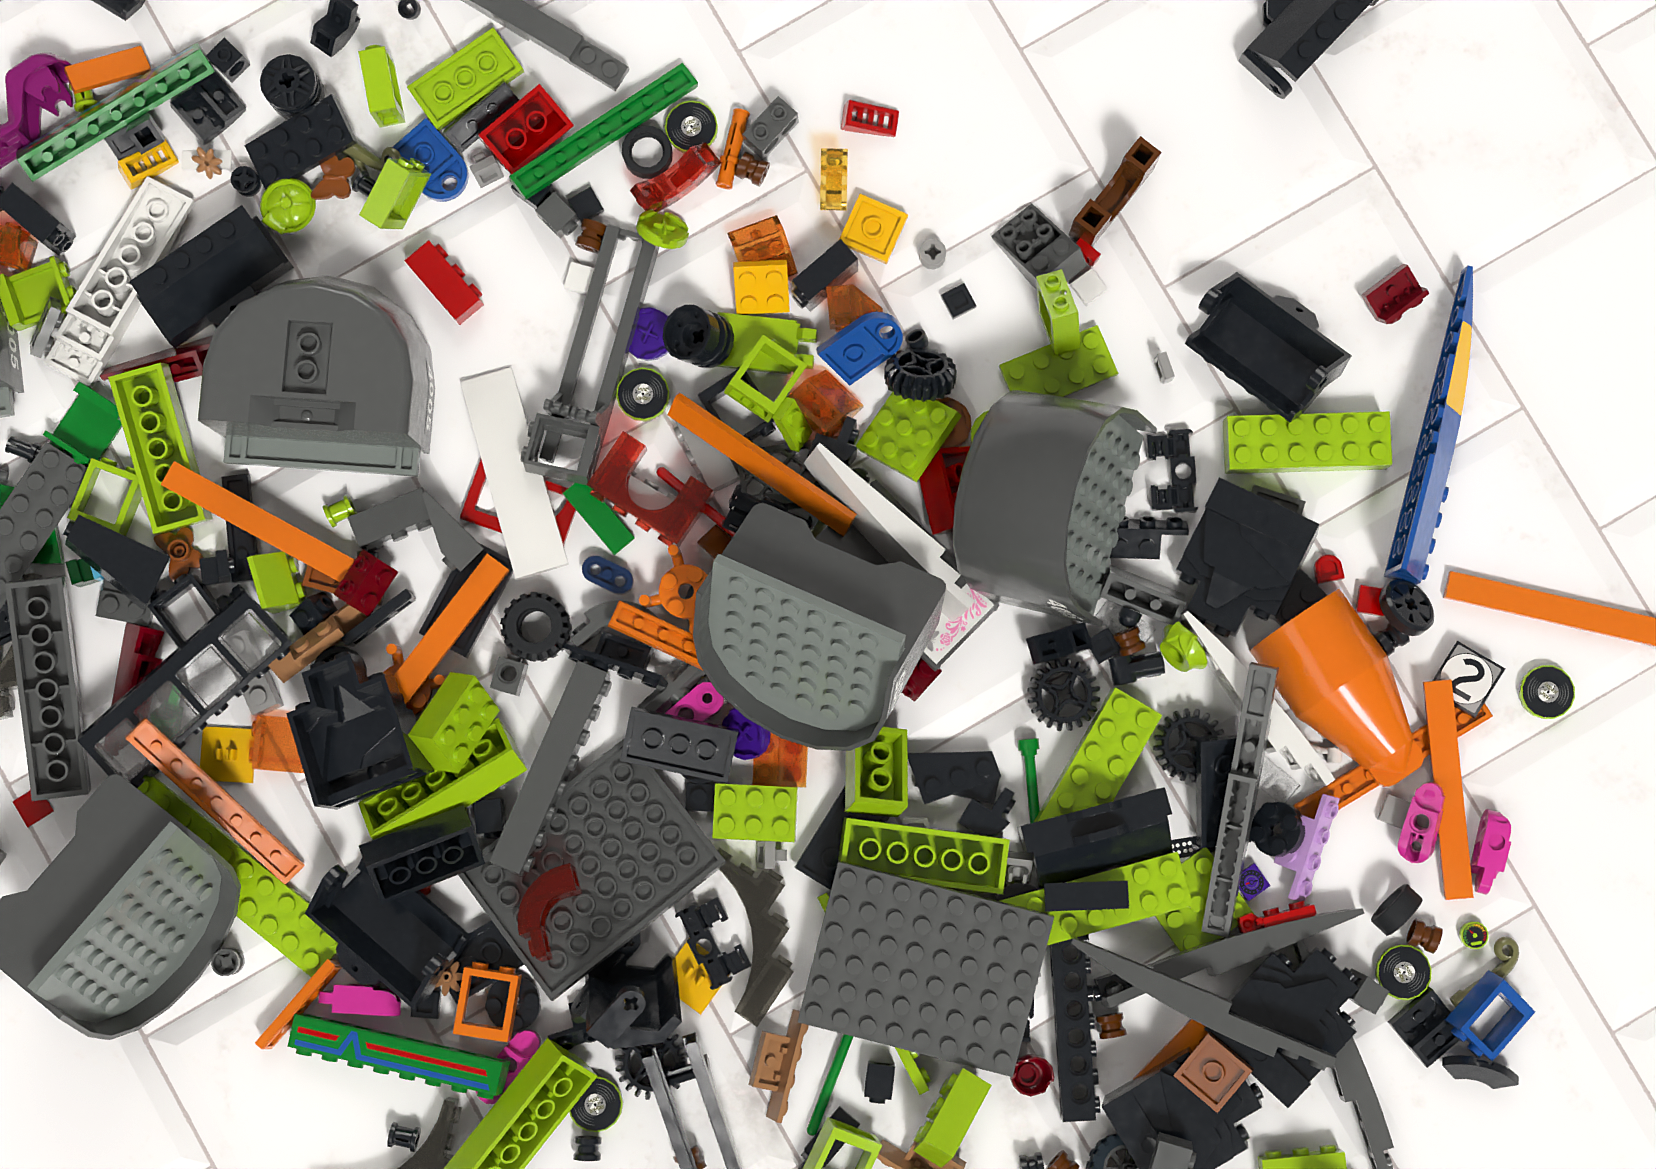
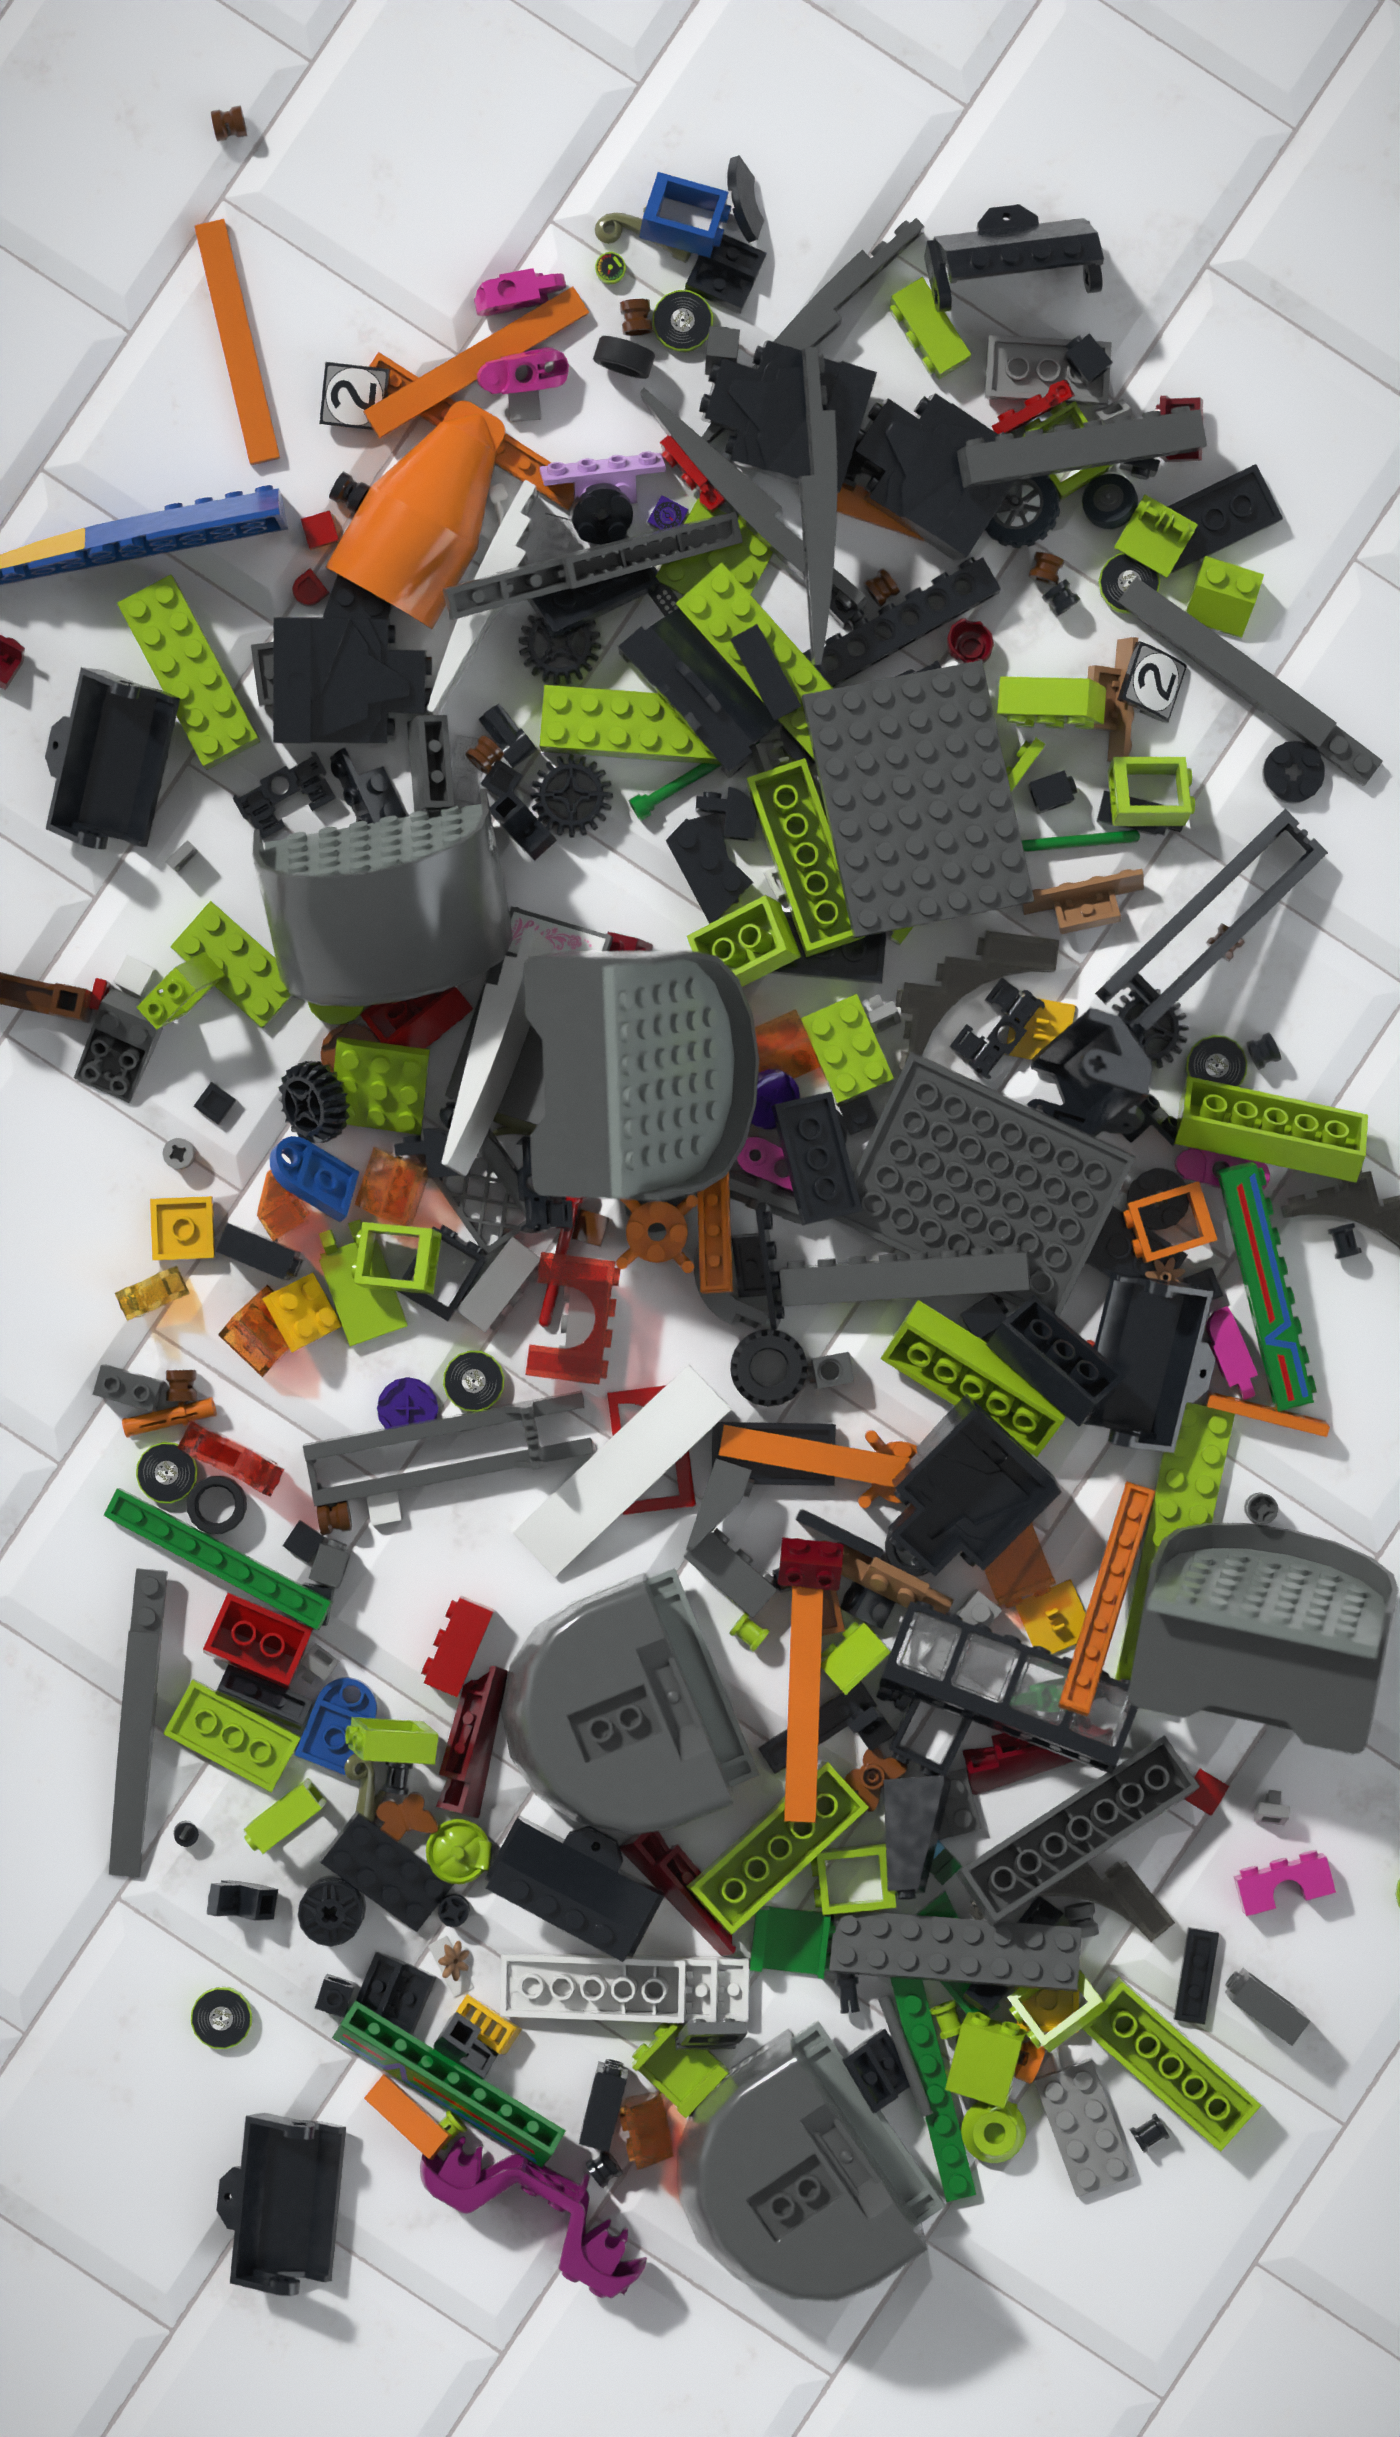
camera: 120 degrees left, 5 degrees up
(364, 256) = (471, 1743): none -> dark red wedge
(454, 722) = (907, 1397): lime brick -> none
(539, 900) = (1045, 1220): clear red arch -> none
(568, 427) = (545, 1422): dark grey window -> none
(599, 518) = (623, 1362): green tile -> none
(608, 575) = (679, 1322): dark blue plate -> none
(662, 230) = (292, 1444): lime tile -> none
(698, 336) = (387, 1350): black wheel -> none
(761, 464) = (489, 1217): orange tile -> none
(792, 424) = (431, 1207): lime plate -> none
(868, 128) = (74, 1315): red slope -> none
(917, 339) = (274, 1130): black hinge -> none
(1129, 617) = (461, 766): black hinge -> none
(1182, 648) = (466, 697): lime piece -> none
(1213, 1072) = (878, 462): dark orange plate -> none
(1406, 607) = (307, 505): black wheel -> none
(1547, 692) = (326, 308): black tile -> none

